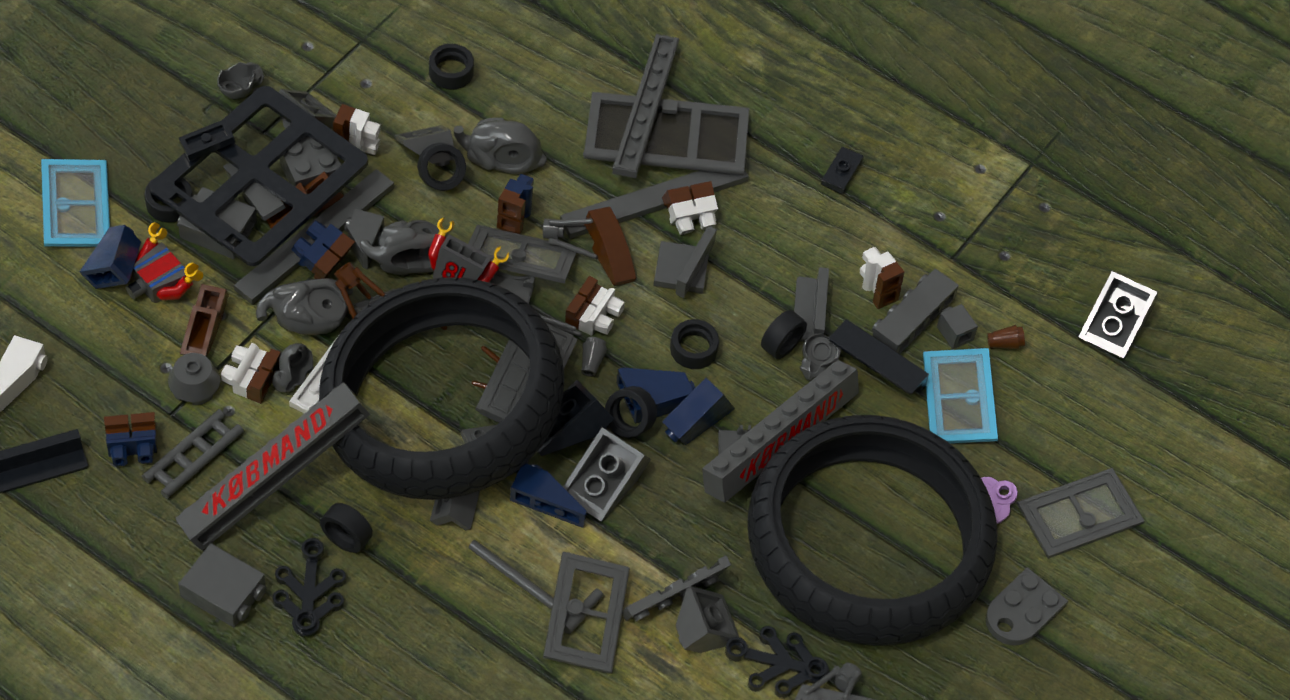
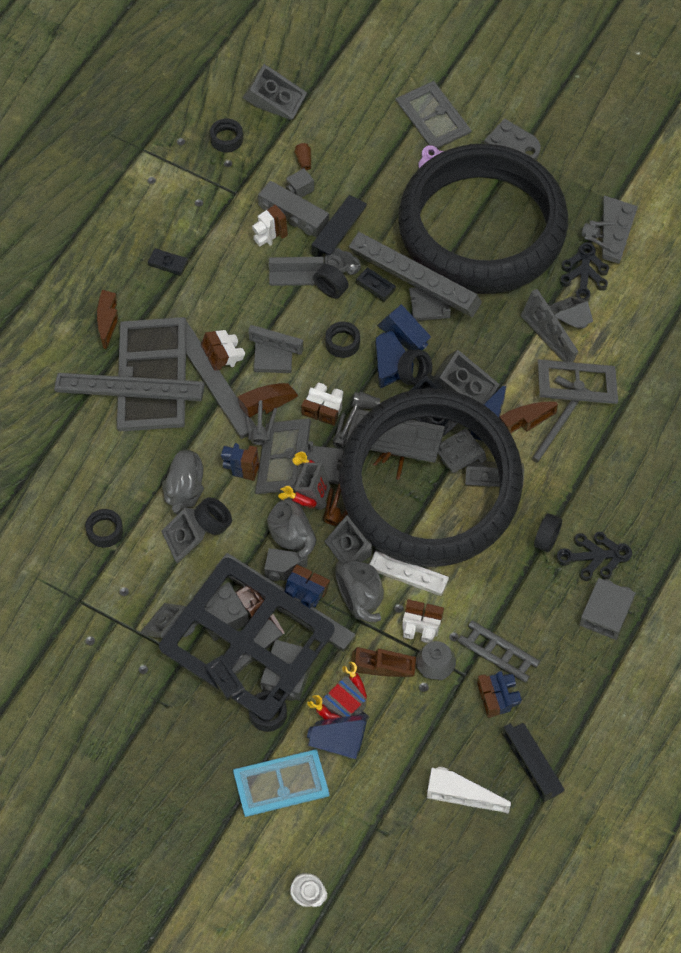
camera: 90 degrees left, 5 degrees up
(239, 79) = (141, 678): dark grey hair -> none
(272, 466) = (520, 576): dark grey brick -> none
(294, 365) = (407, 591): dark grey hair -> none
(351, 277) = (340, 555): reddish brown plant -> none
(357, 129) = (187, 581): white hips -> none
(537, 538) = (528, 415): none -> reddish brown slope
(756, 94) = (107, 316): none -> reddish brown slope
(779, 392) = (376, 284): none -> black plate
(960, 395) = (361, 179): clear door -> none
(1052, 239) = (226, 124): none -> black tyre

